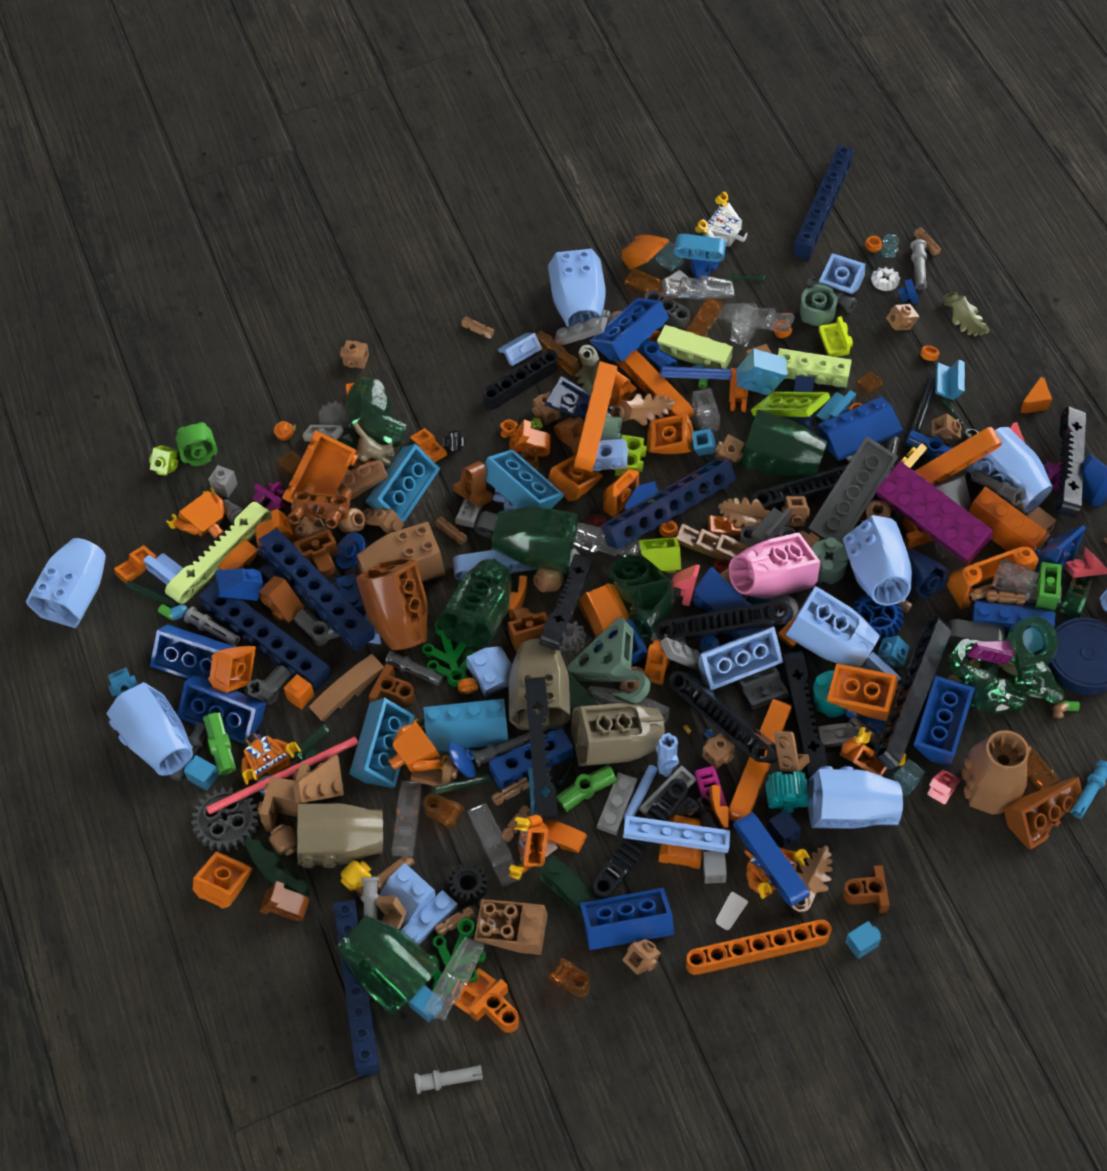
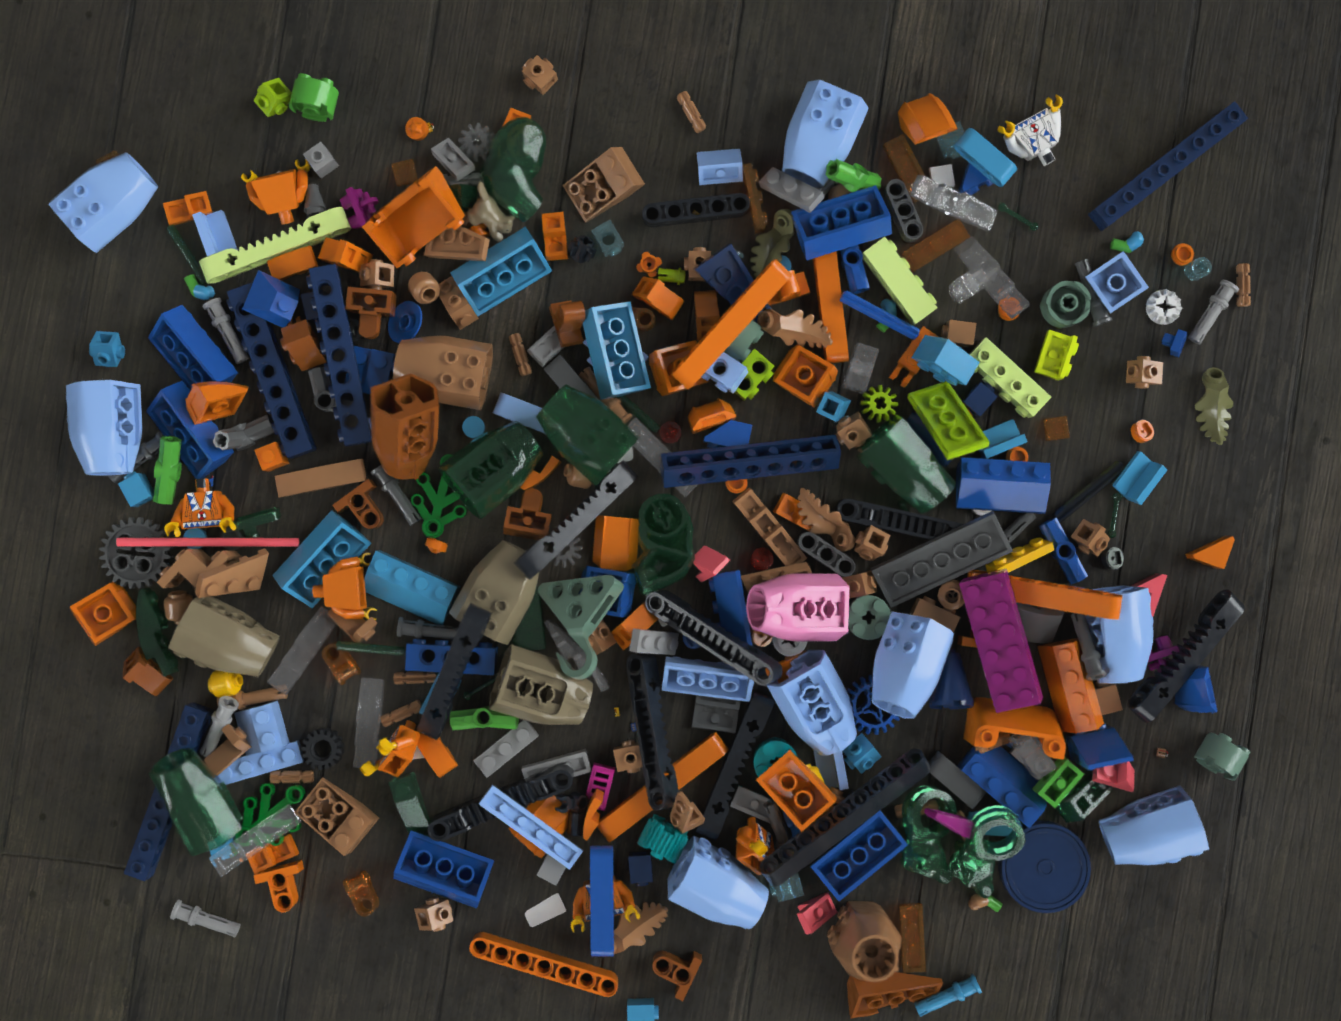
camera: 25 degrees right, 30 degrees up
(319, 505) = (392, 263): dark orange piece -> none
(443, 396) = (603, 183): none -> medium nougat slope
(443, 594) = (473, 427): none -> dark azure tile
(462, 759) = (382, 625): blue dish -> none
(469, 425) = (605, 230): none -> clear light blue brick
(490, 669) = (467, 542): light blue slope -> none
(615, 299) = (853, 176): none -> bright green piece
(641, 791) = (533, 750): light blue piece -> none
(662, 553) = (705, 515): lime slope -> none
(667, 755) = (572, 742): light blue piece -> none
(735, 426) = (886, 402): none -> lime gear
(771, 525) = (832, 551): dark grey panel -> none
(835, 250) = (1129, 245): none -> arm
(1005, 597) = (1009, 764): medium nougat axle -> none

